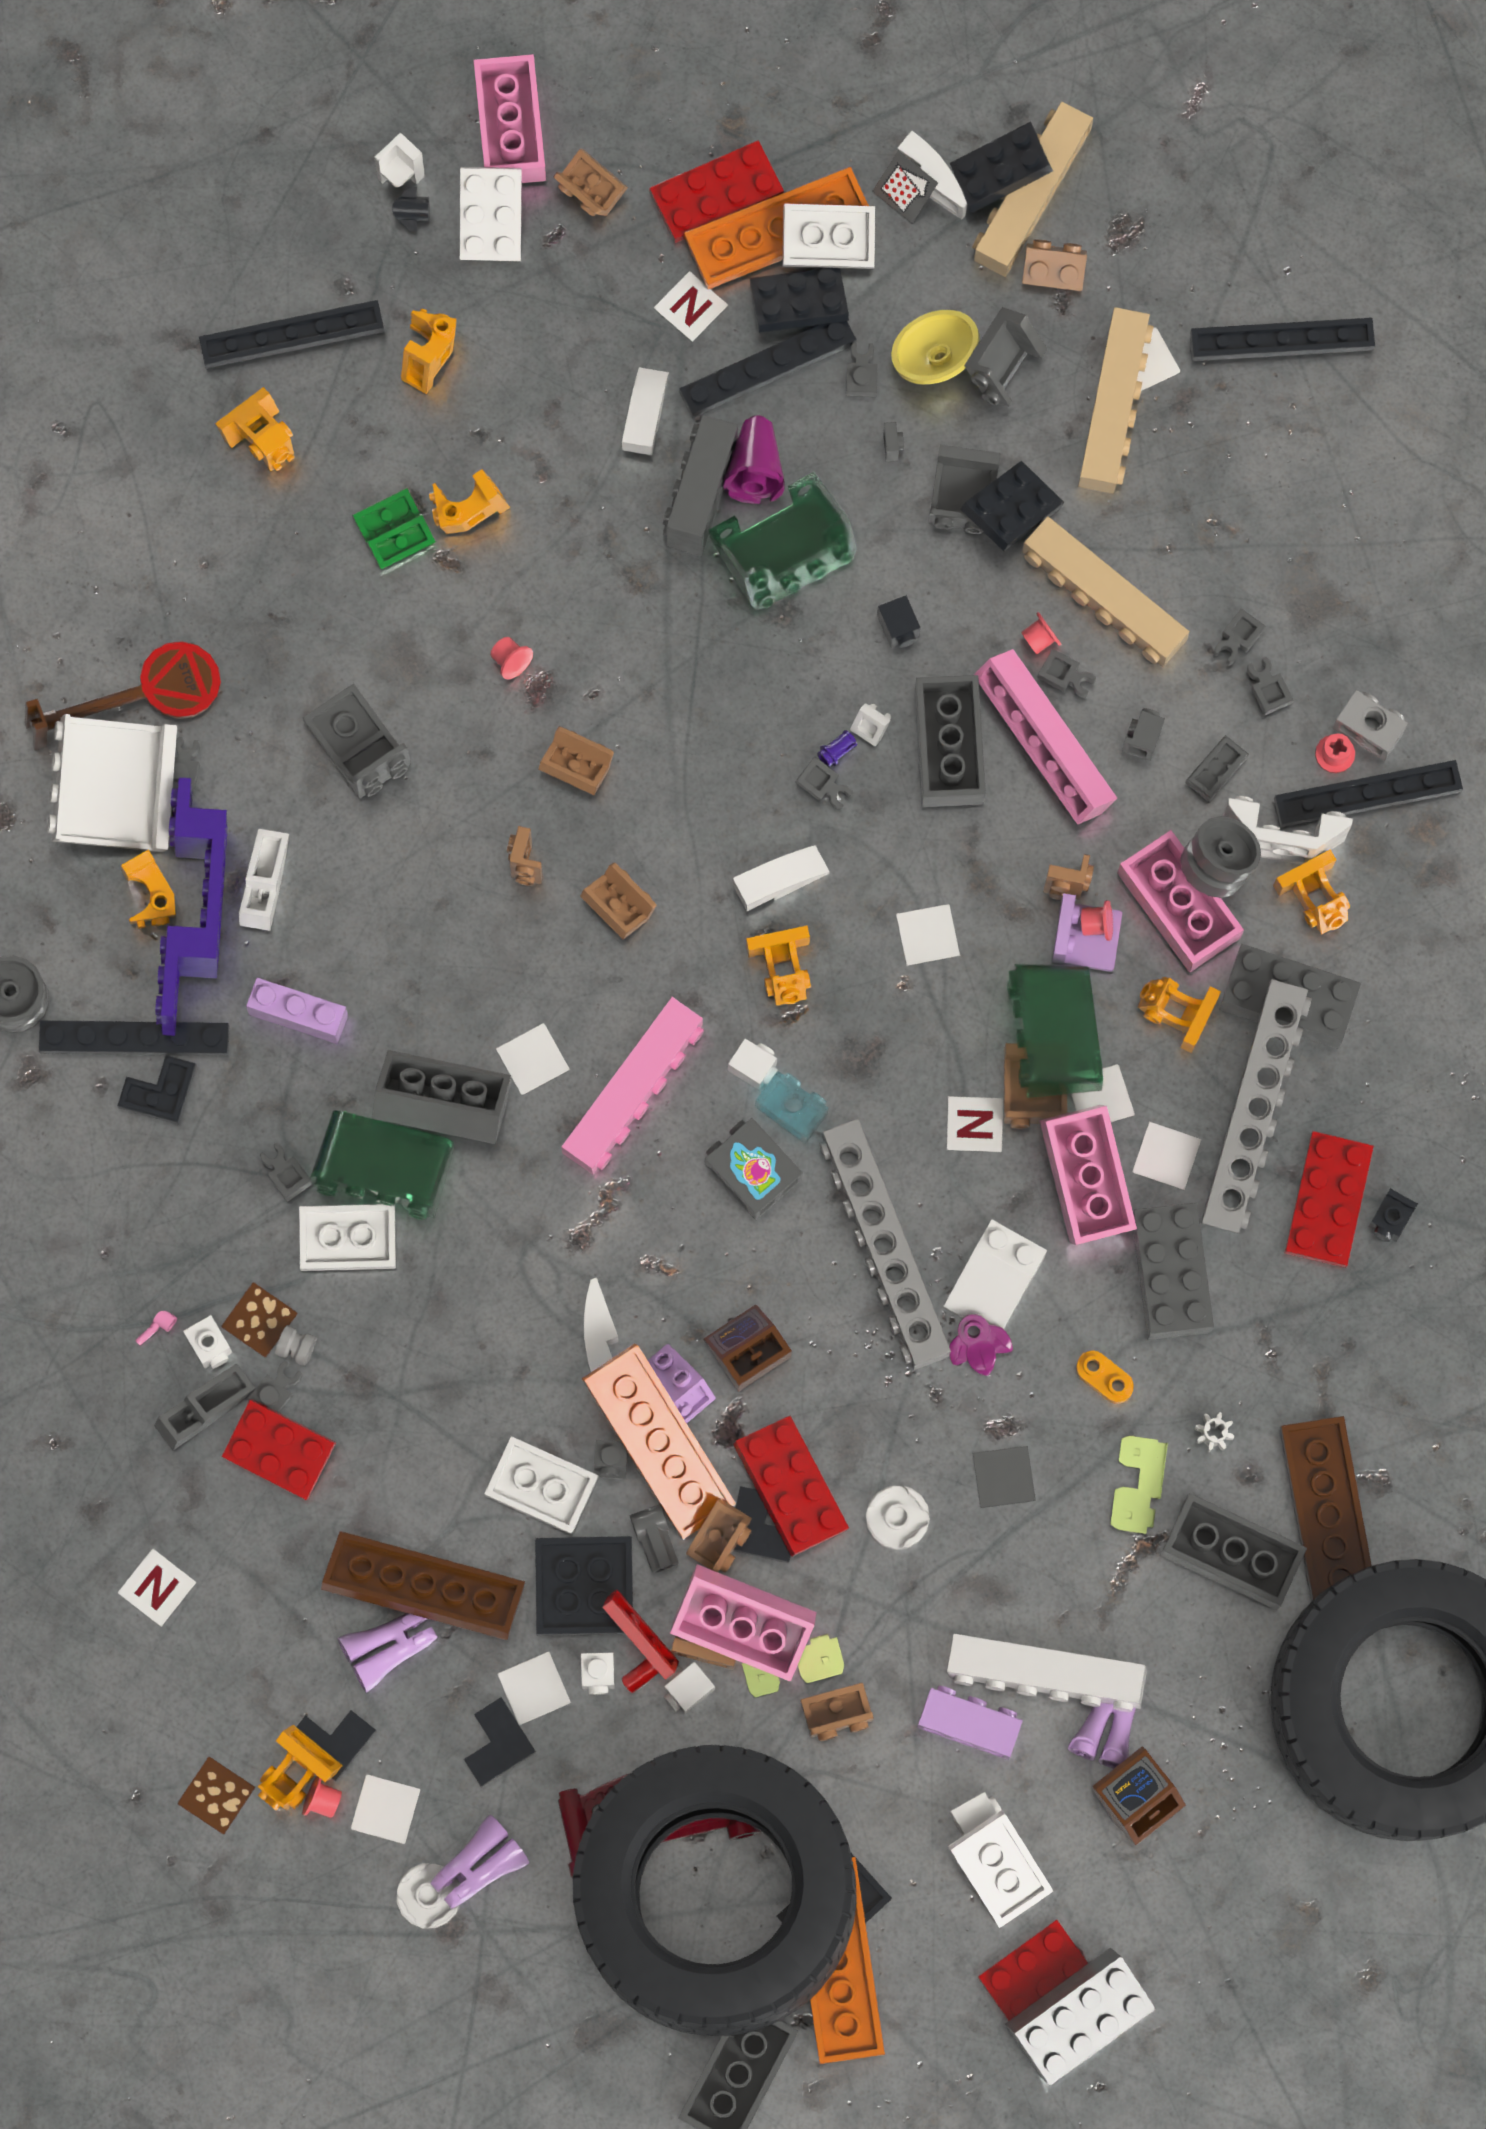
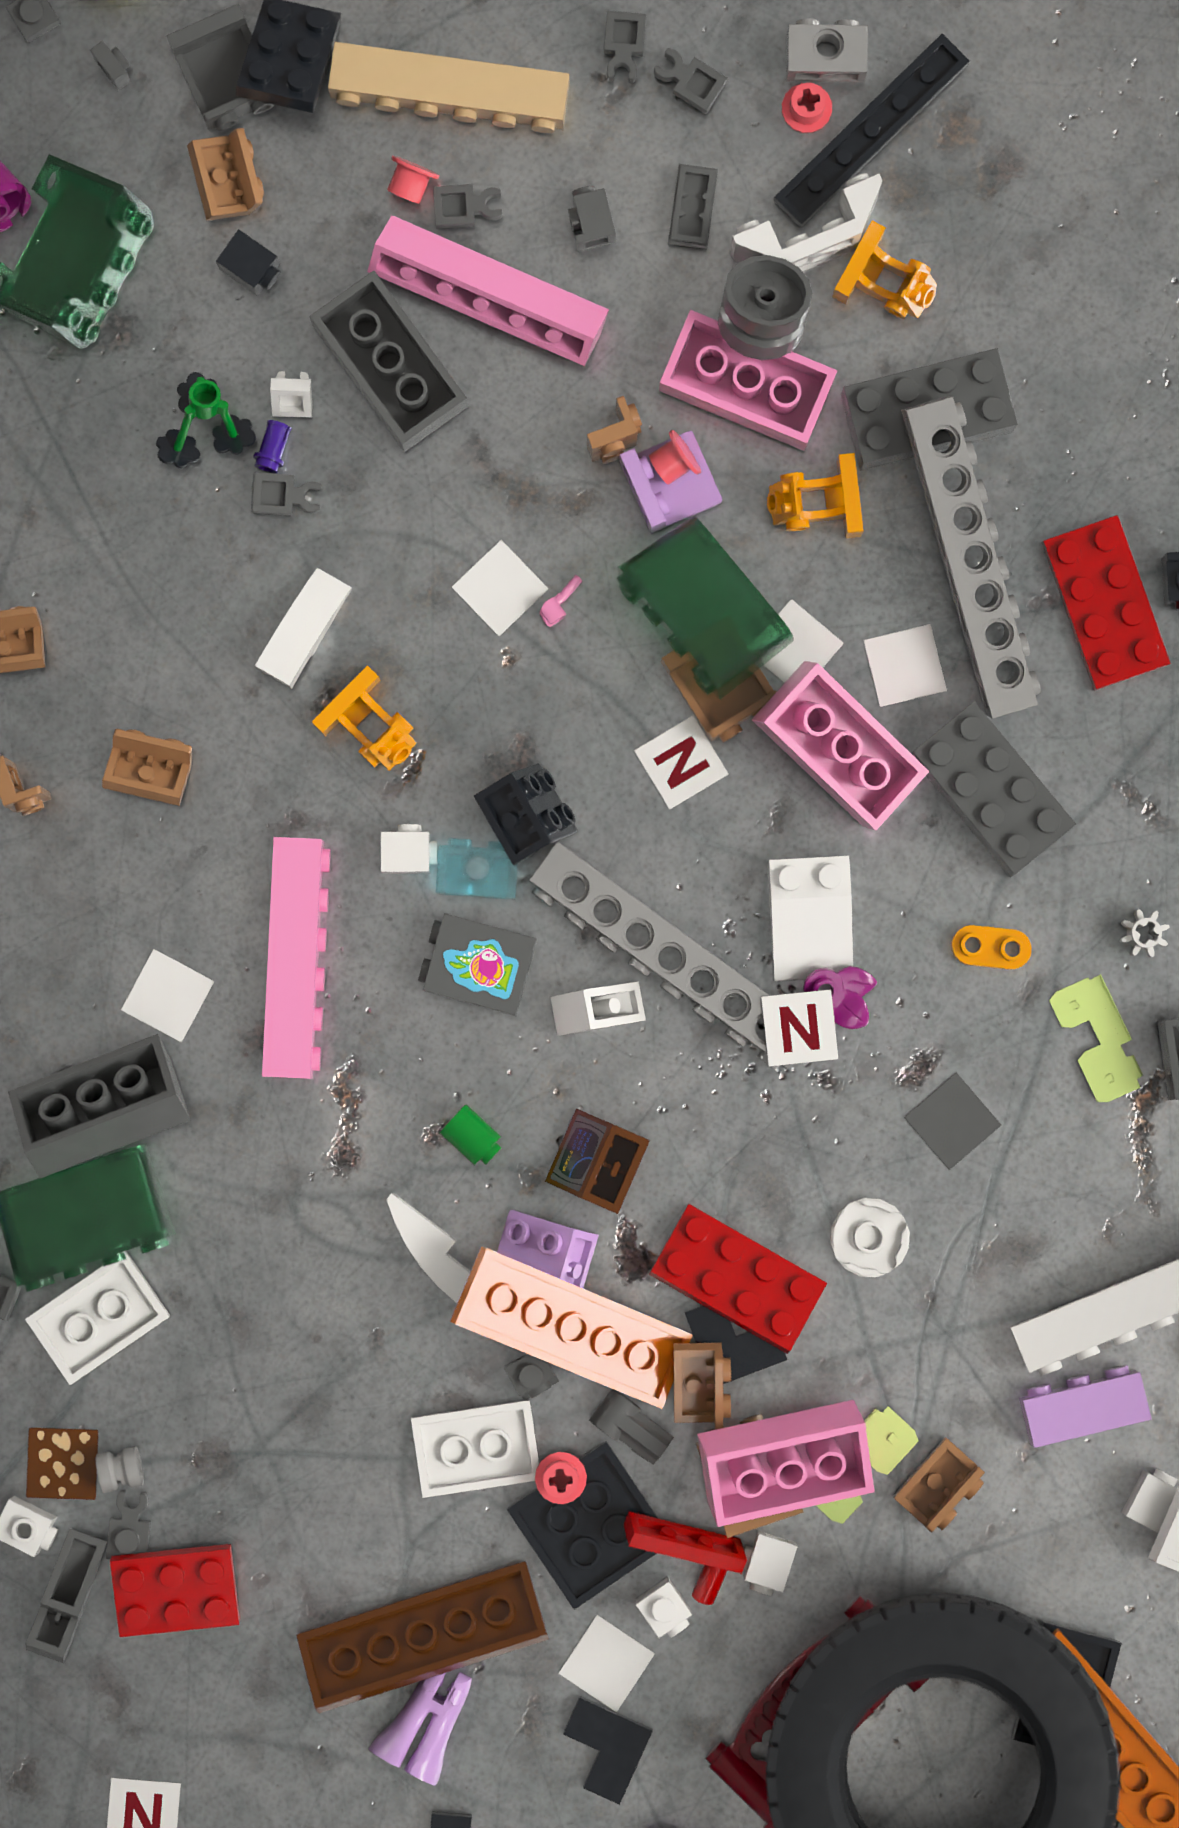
camera: 30 degrees left, 10 degrees up
(585, 1540) = (560, 1477): none -> coral piece
(674, 1277) = (472, 1136): none -> green brick
(811, 689) = (203, 400): none -> plant
(813, 1247) = (597, 1008): none -> white slope
(850, 1085) = (526, 812): none -> black bracket
(920, 557) = (226, 175): none -> medium nougat bracket
(940, 1343) = (799, 1028): none -> white sticker
(953, 968) = (551, 610): none -> bright pink hand

